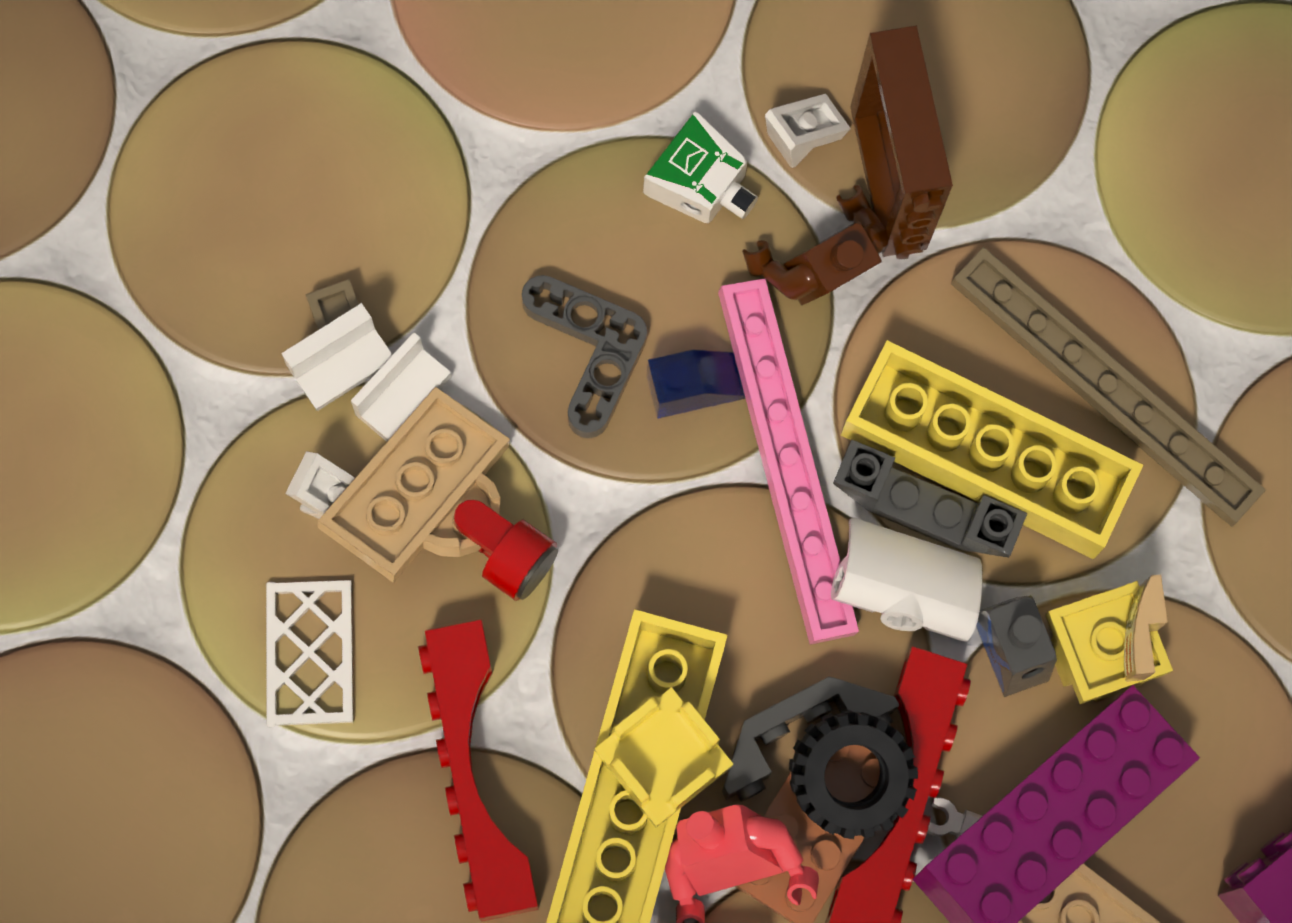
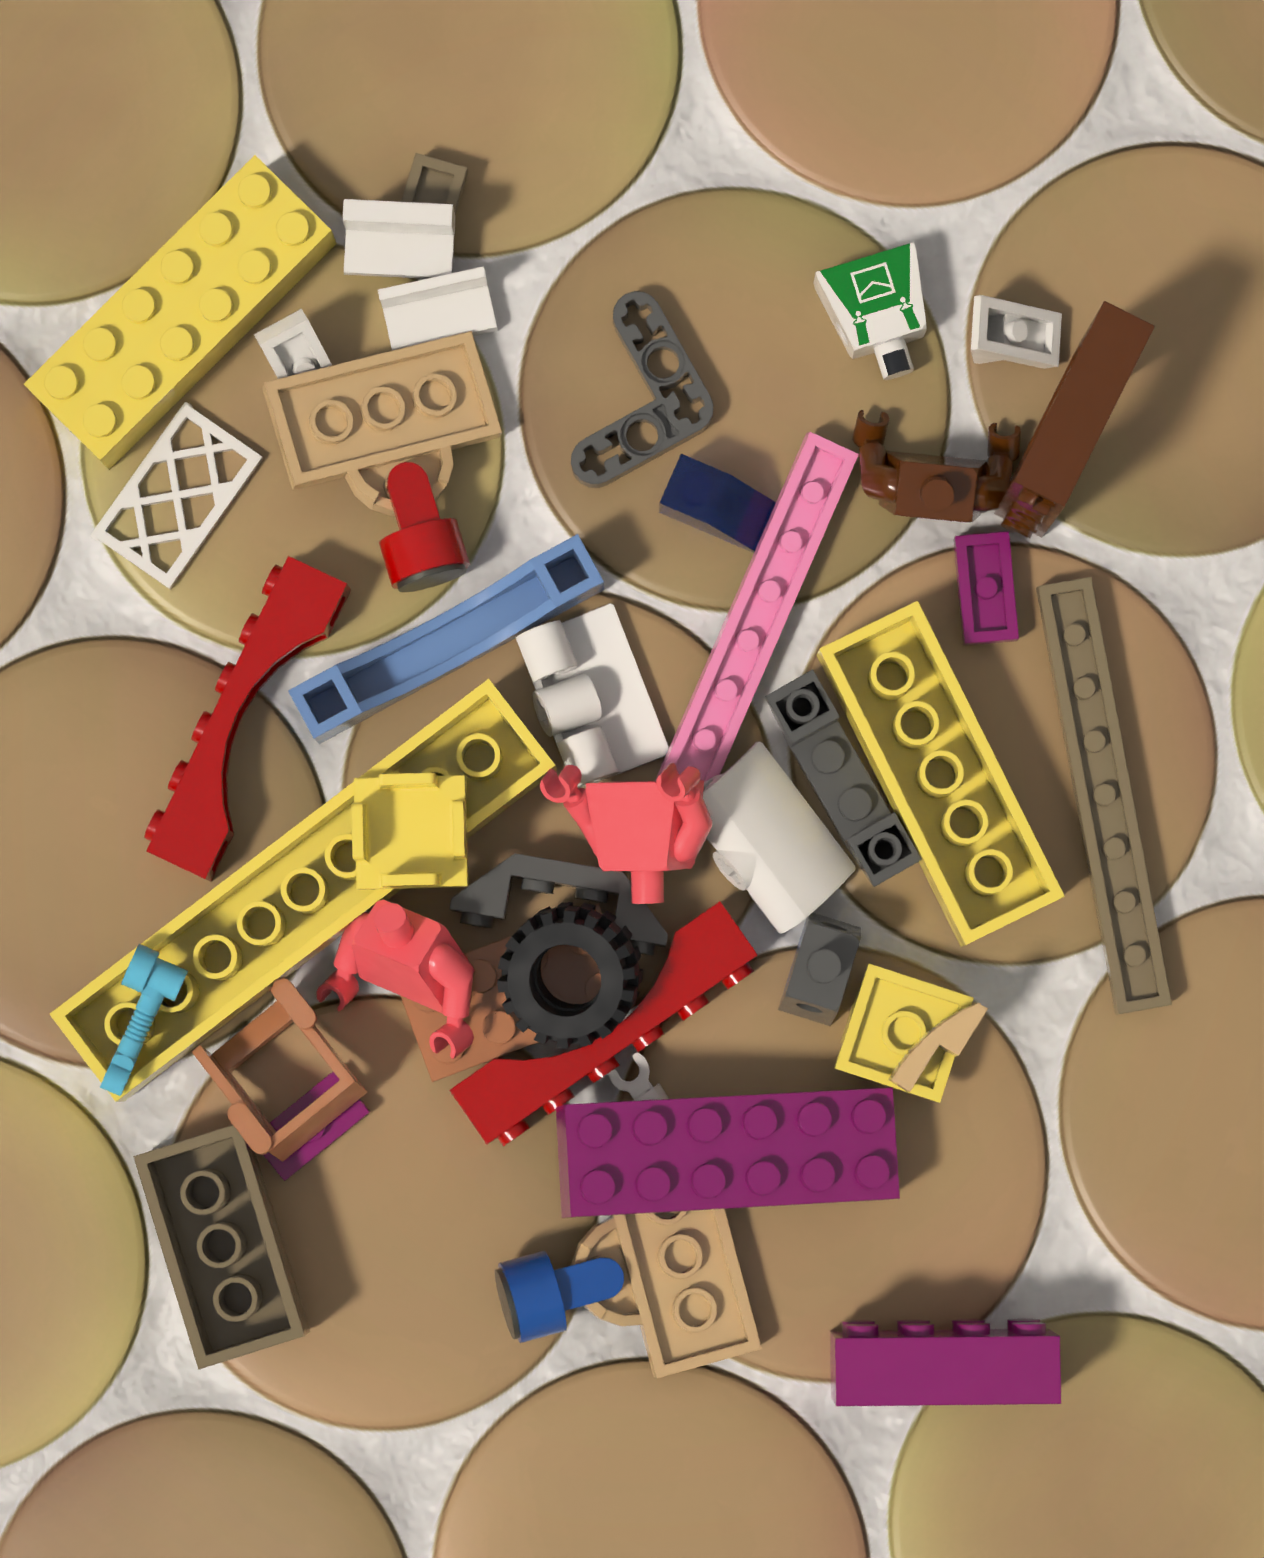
camera: 45 degrees right, 10 degrees up
(218, 521) = (181, 312): none -> light yellow brick
(582, 608) = (449, 641): none -> medium blue arch
(709, 575) = (592, 695): none -> white panel
(818, 631) = (637, 823): none -> coral torso
(919, 306) = (986, 588): none -> magenta plate

